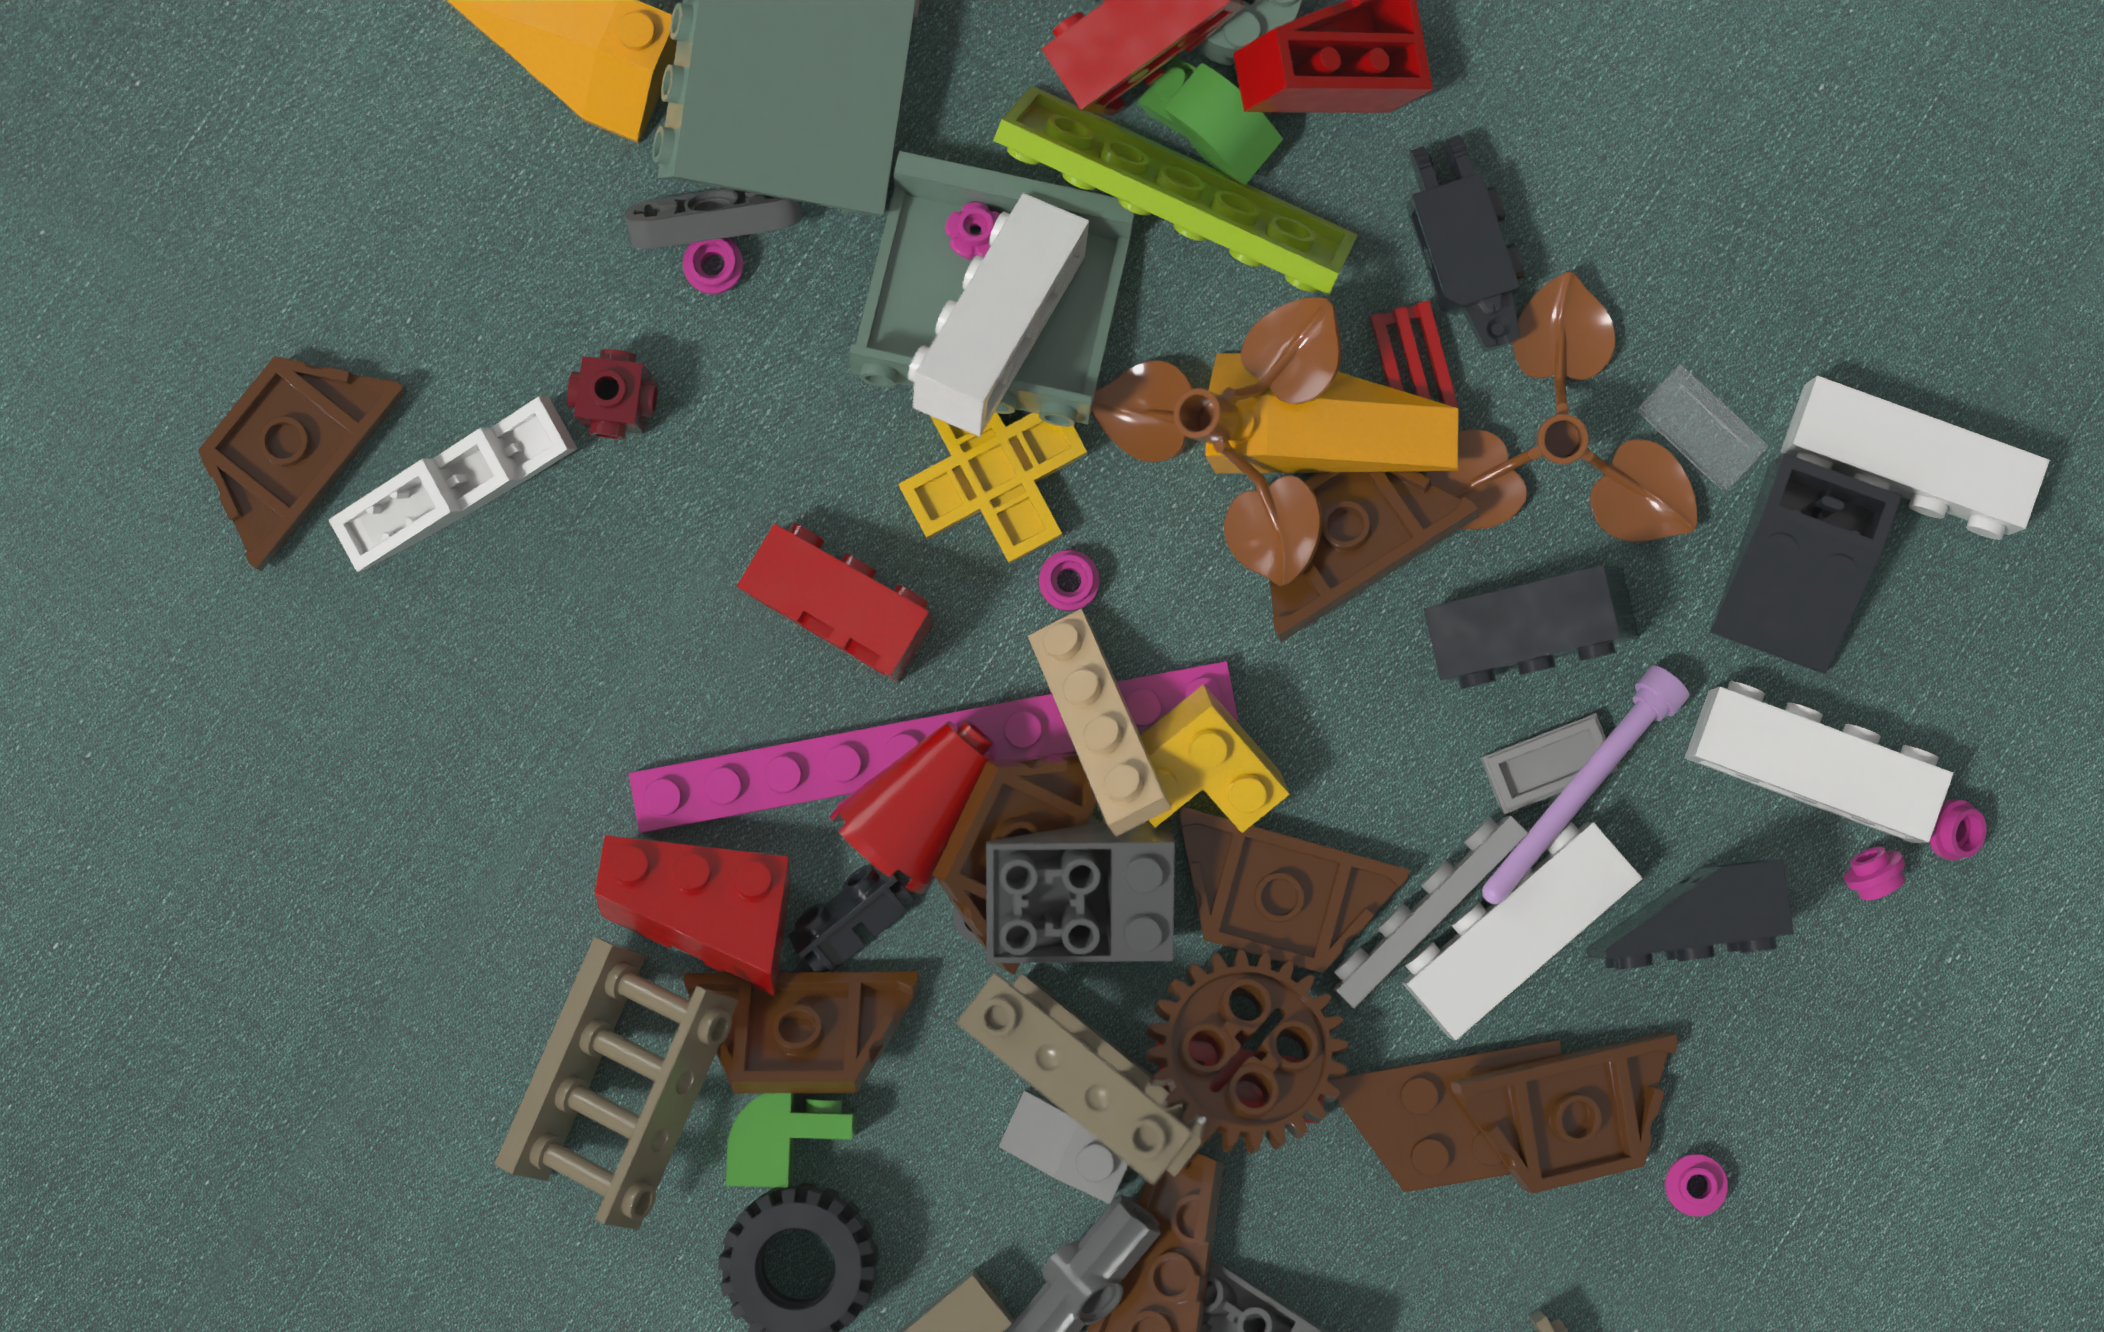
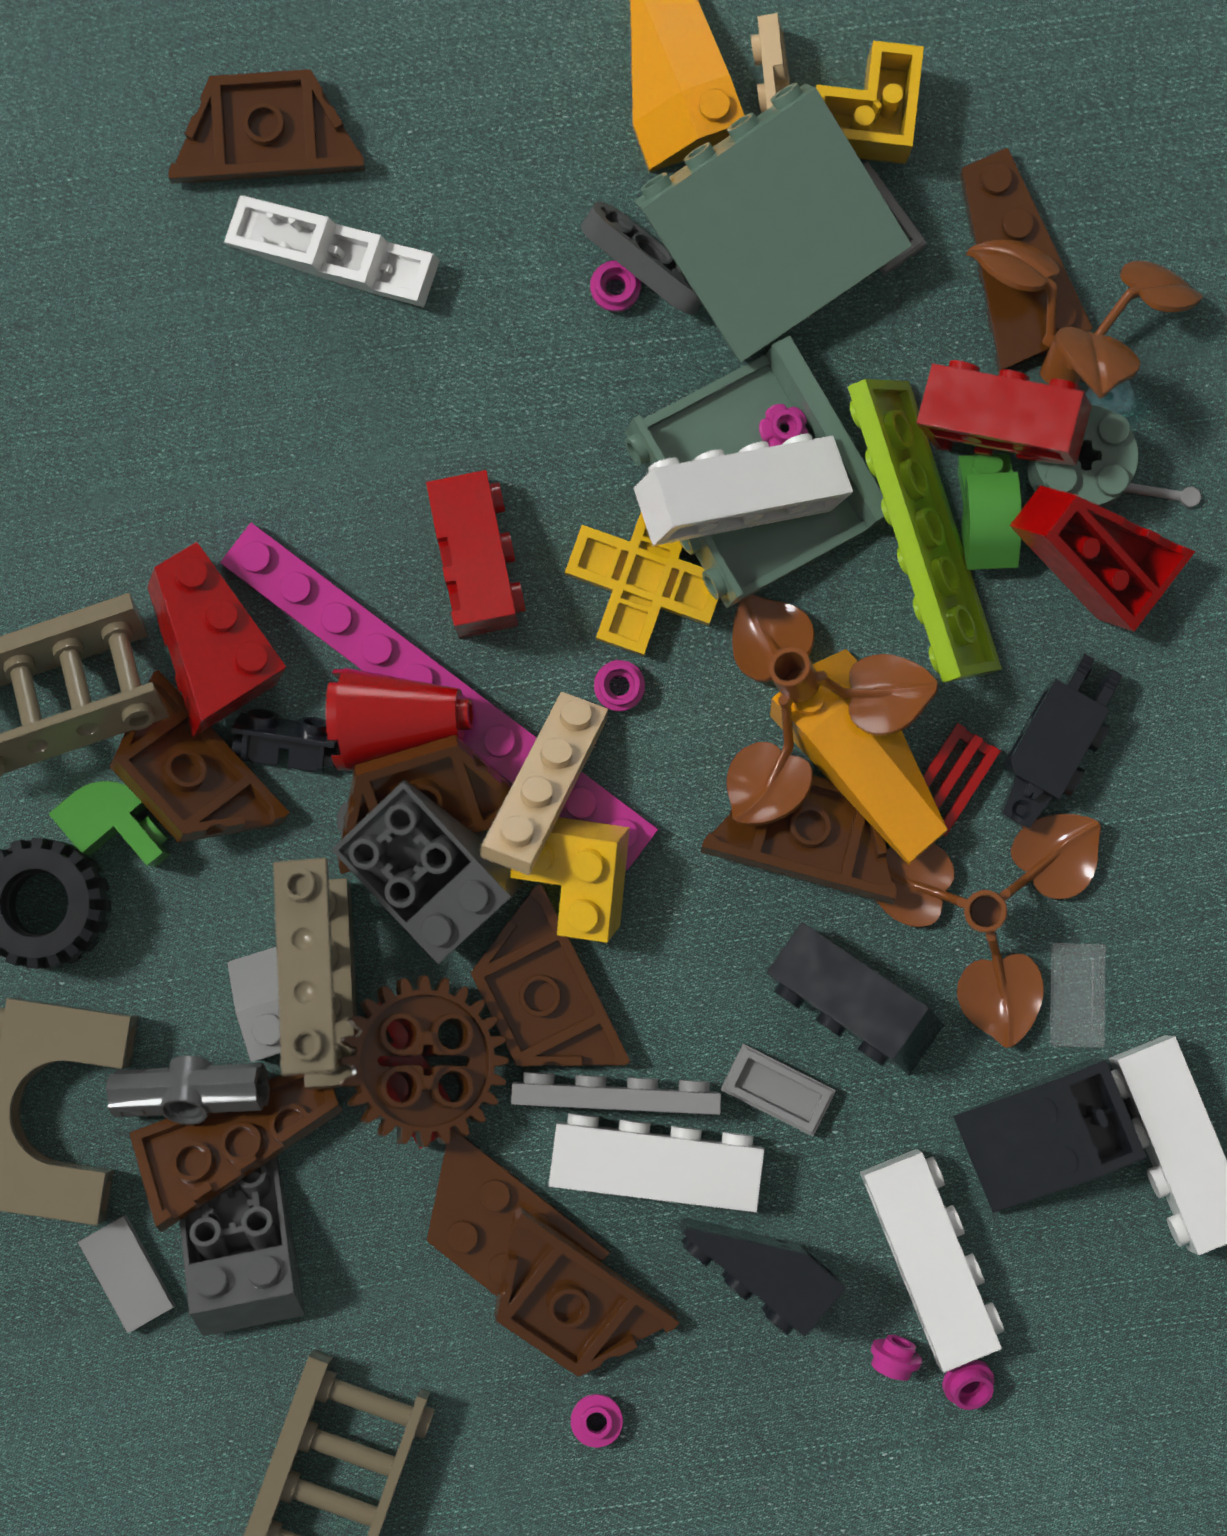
camera: 35 degrees right, 0 degrees up
(628, 409) = (481, 314): dark red brick -> none
(1657, 695) = (879, 1119): lavender piece -> none

